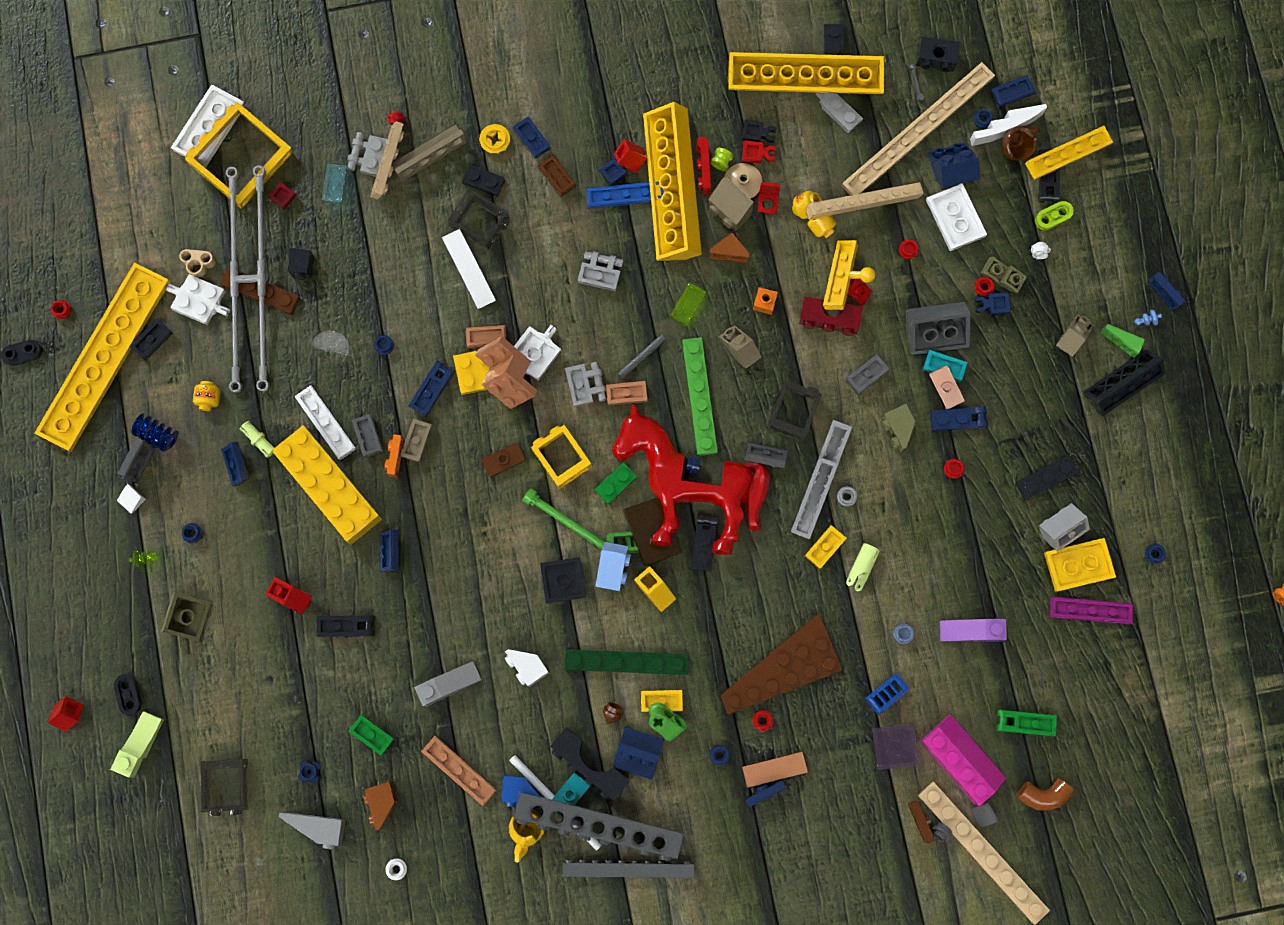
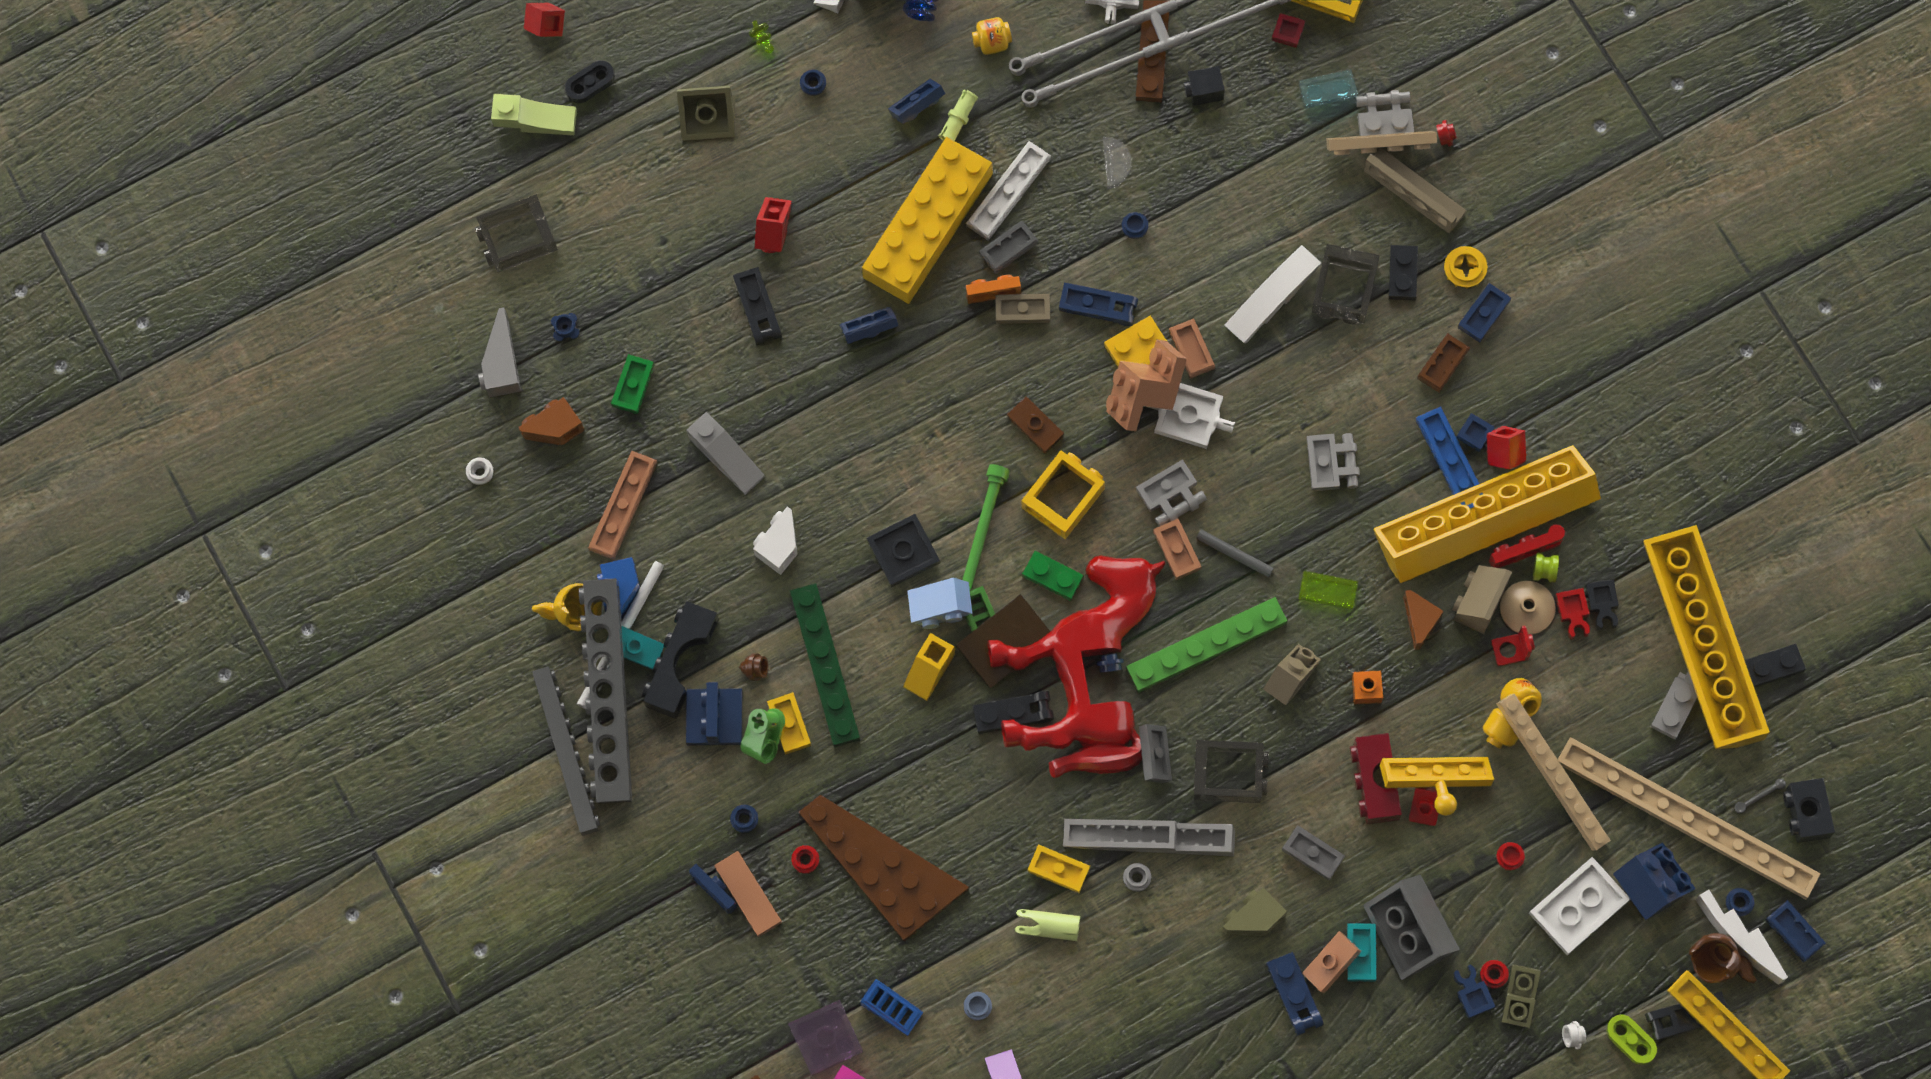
camera: 75 degrees right, 5 degrees down
(954, 468) = (1223, 1007): red plate -> none

